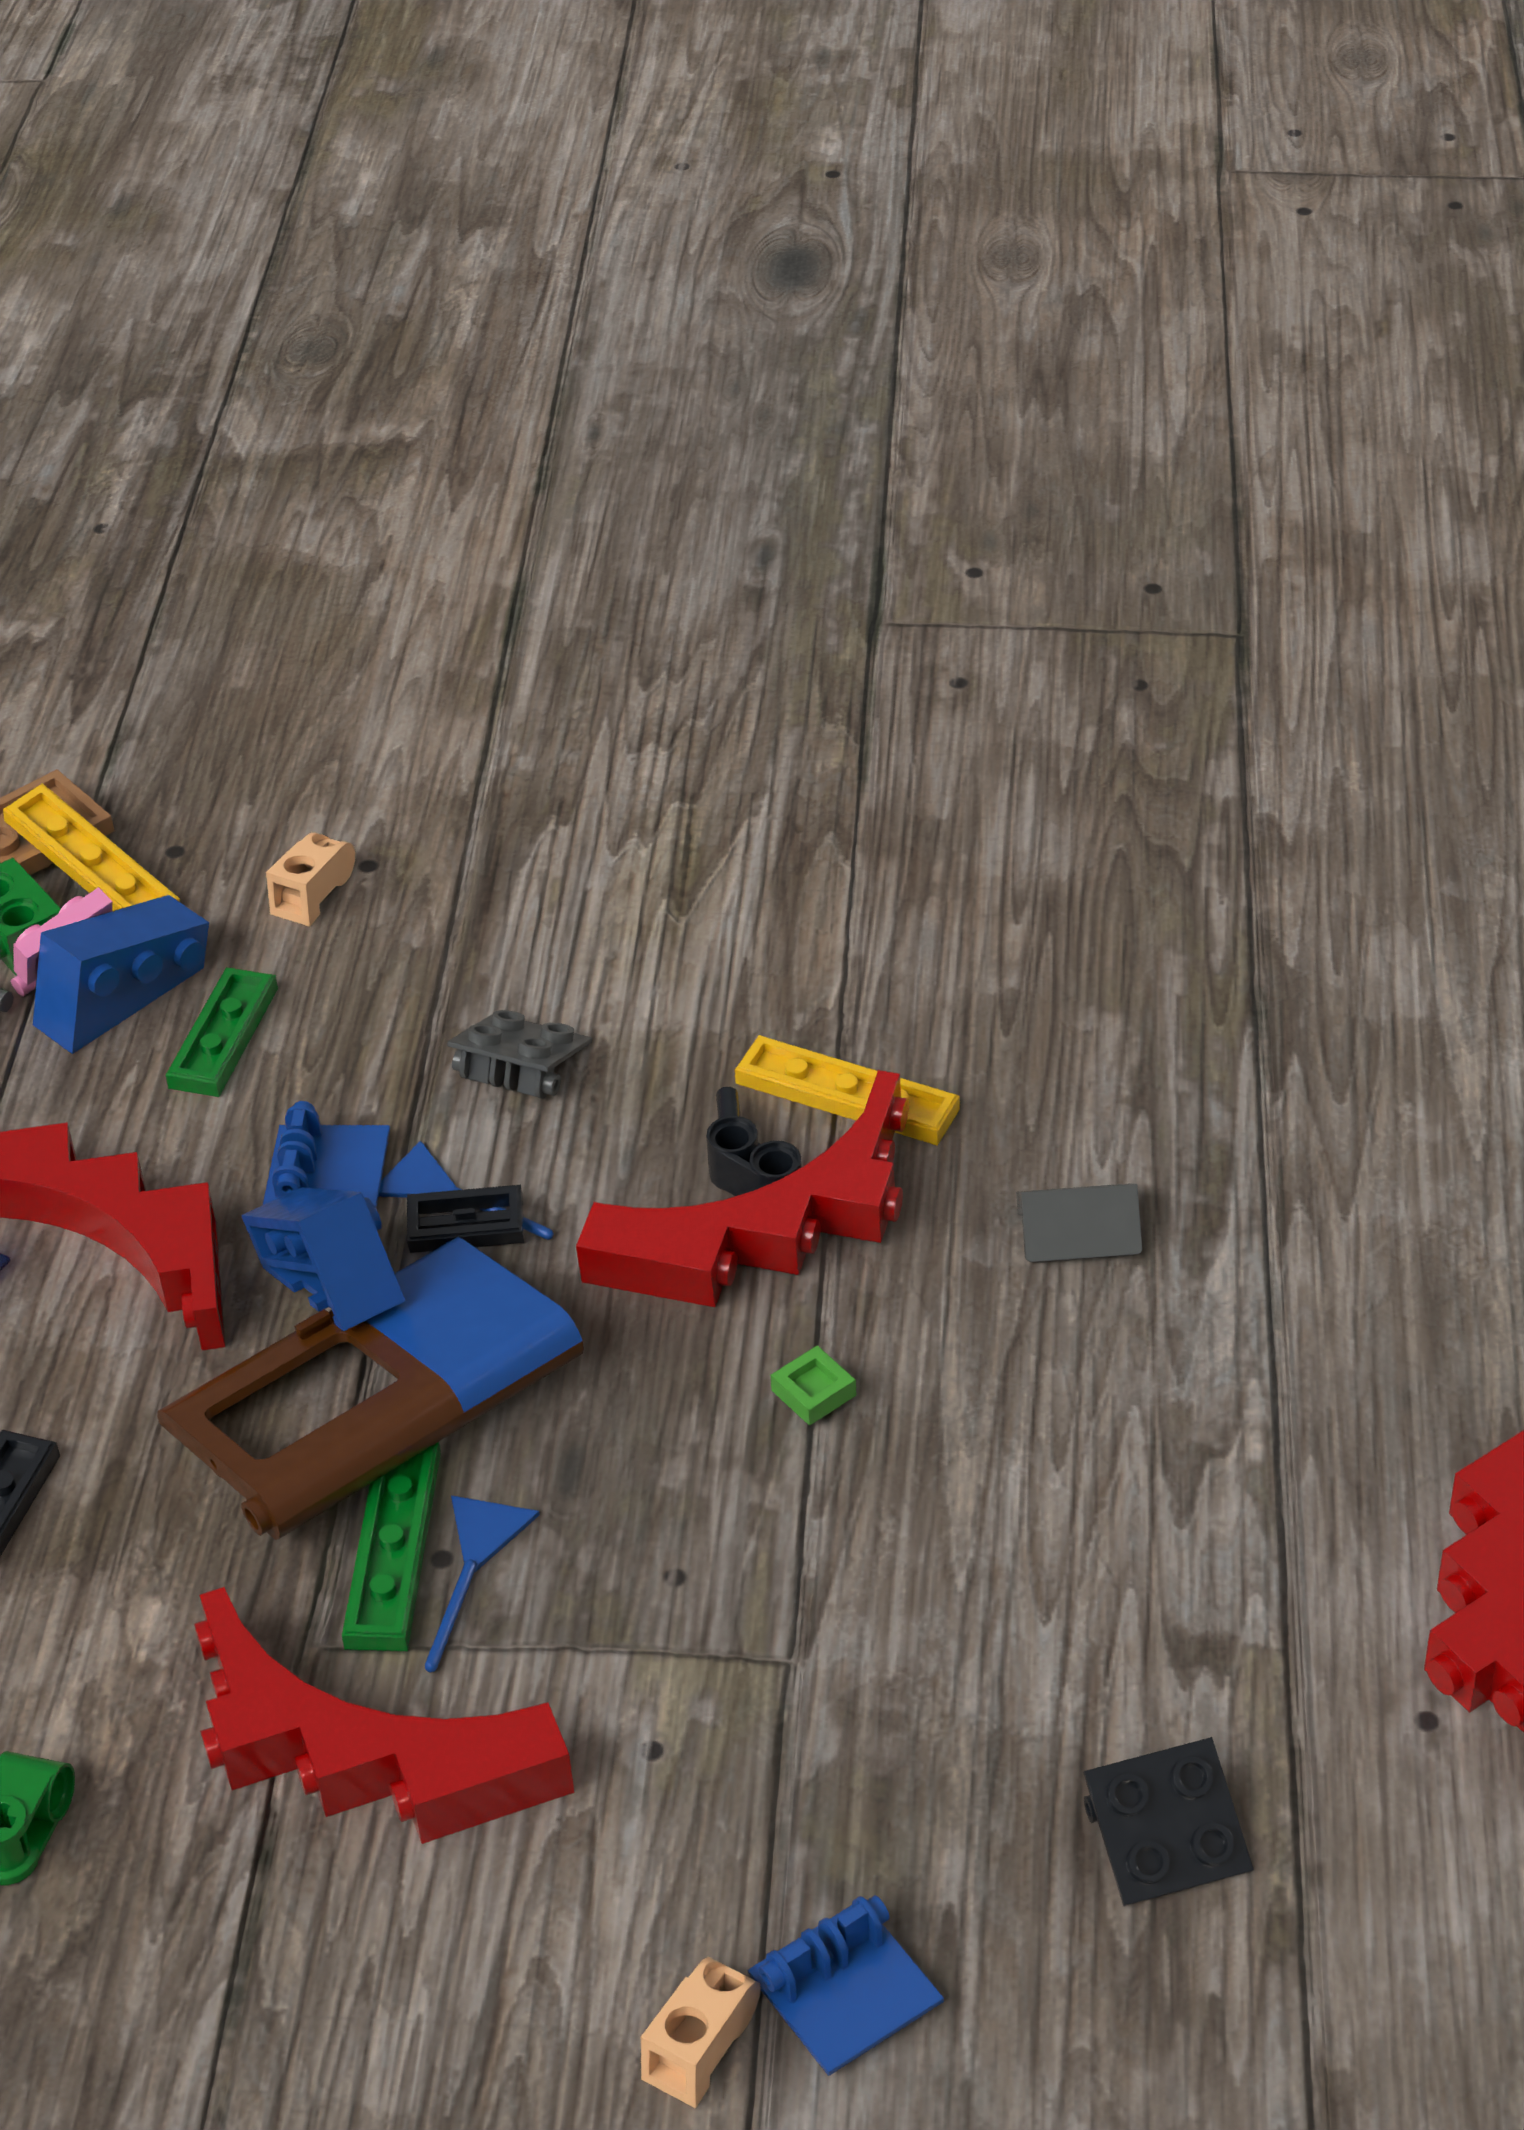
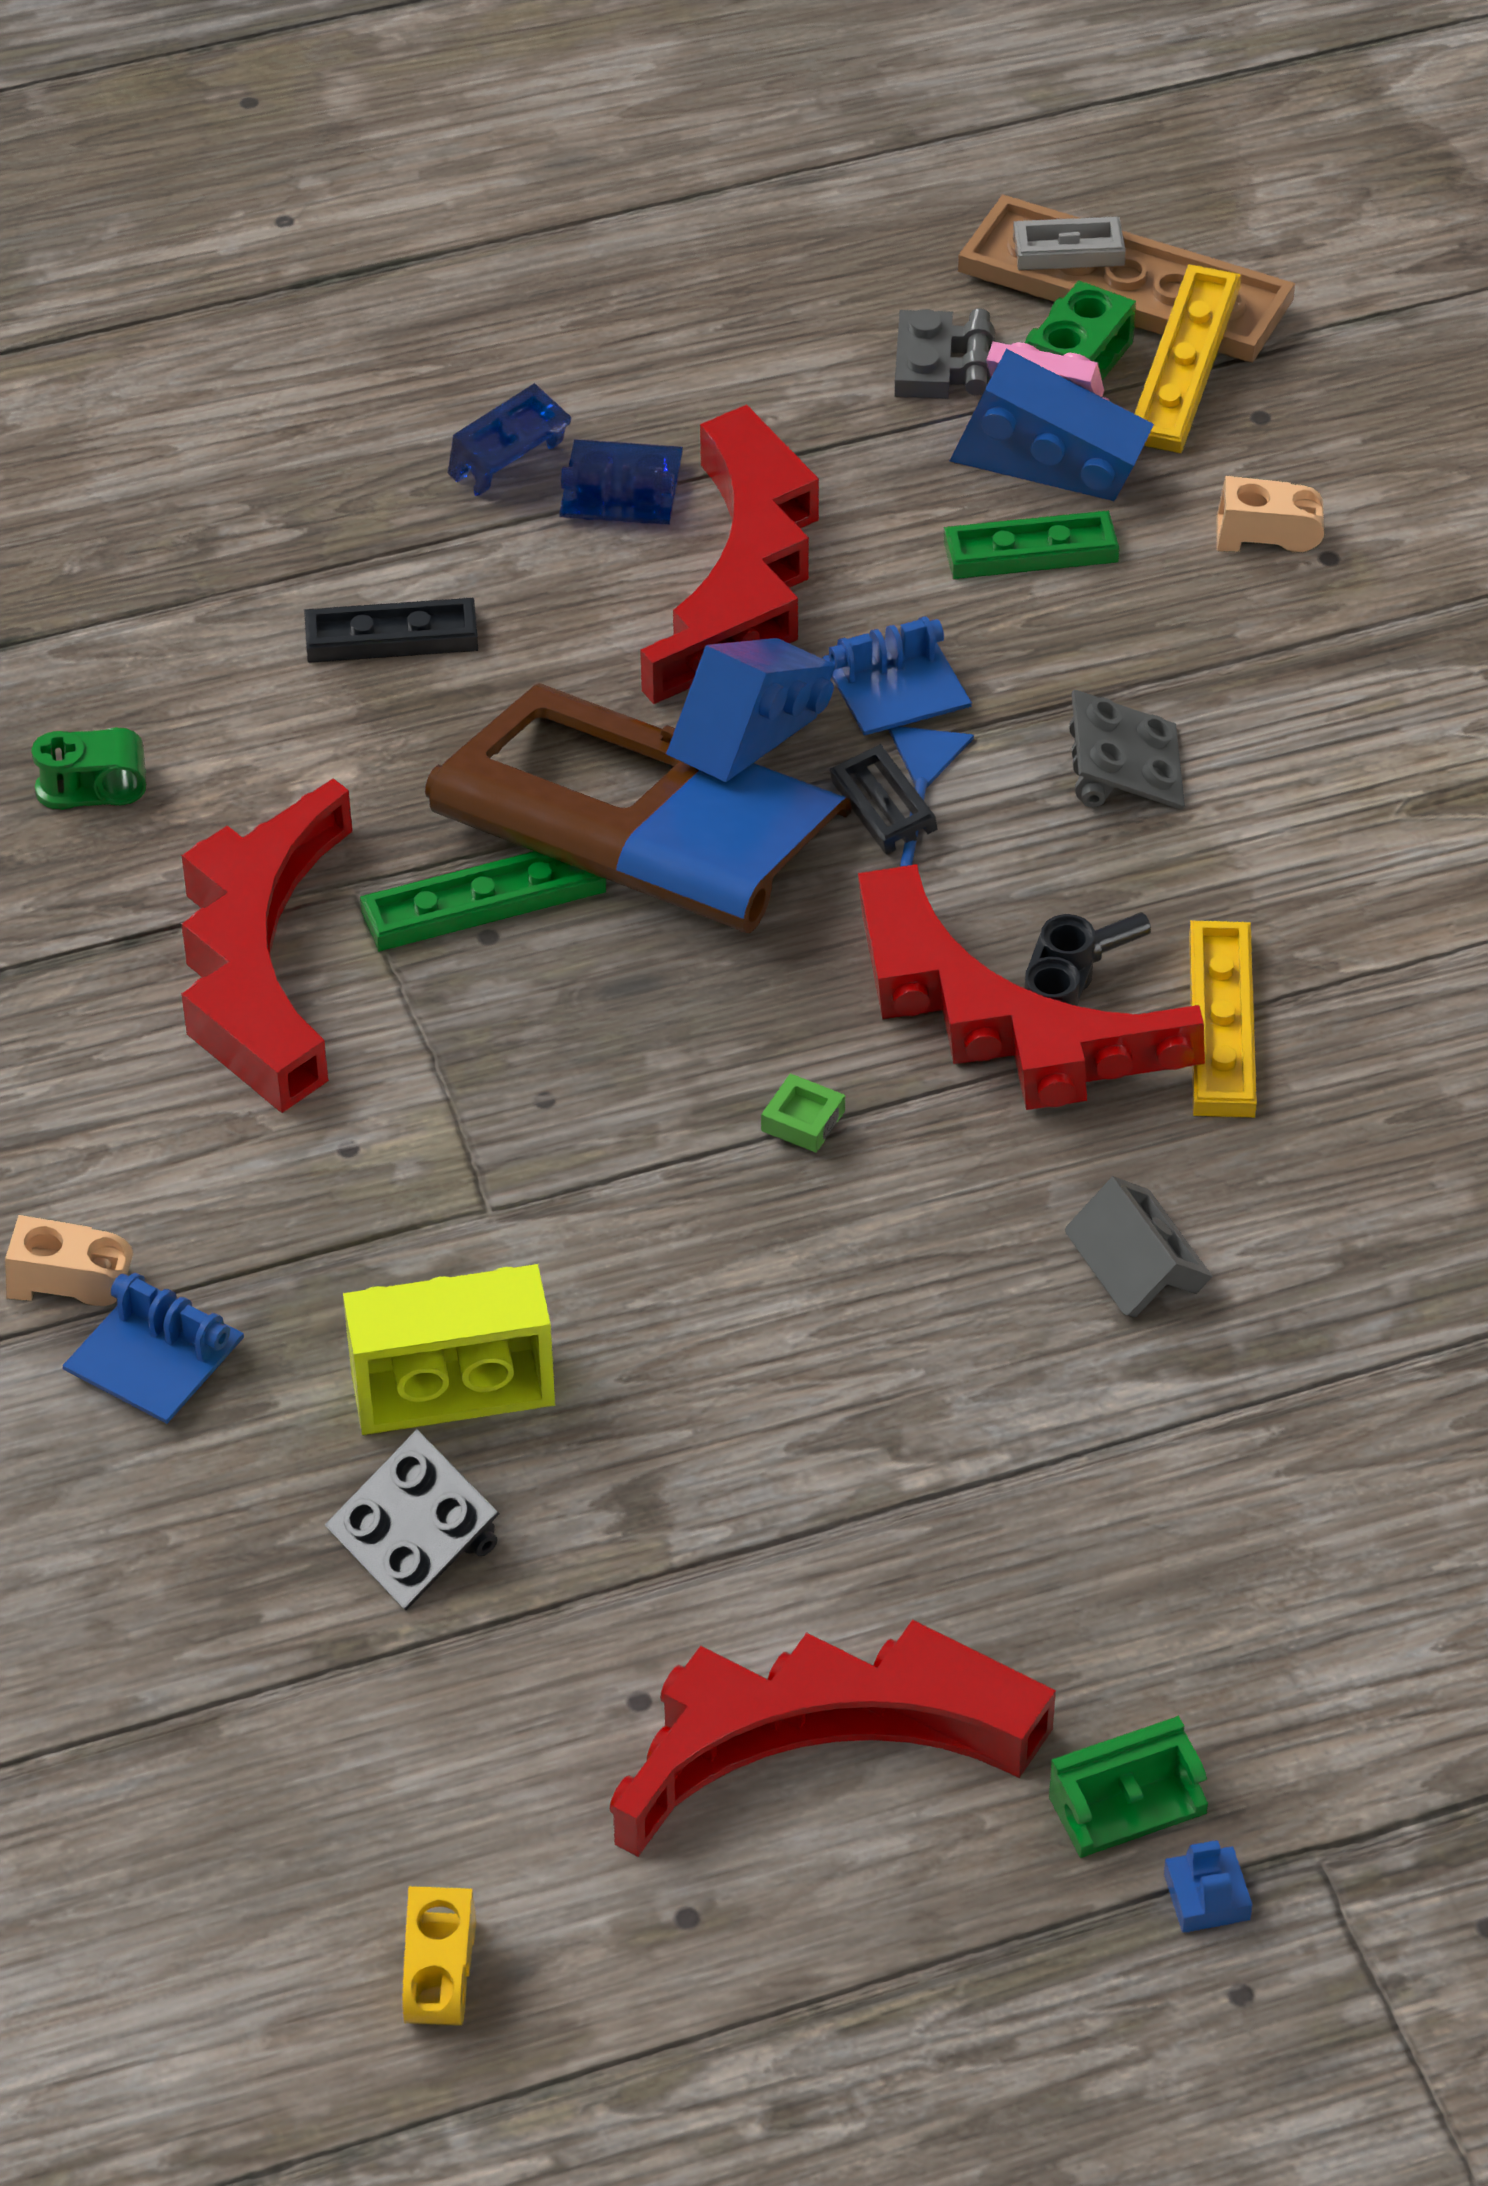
camera: 65 degrees right, 5 degrees up
(482, 1533) = (533, 952): blue piece -> none
(994, 1716) = (450, 1349): none -> neon yellow brick

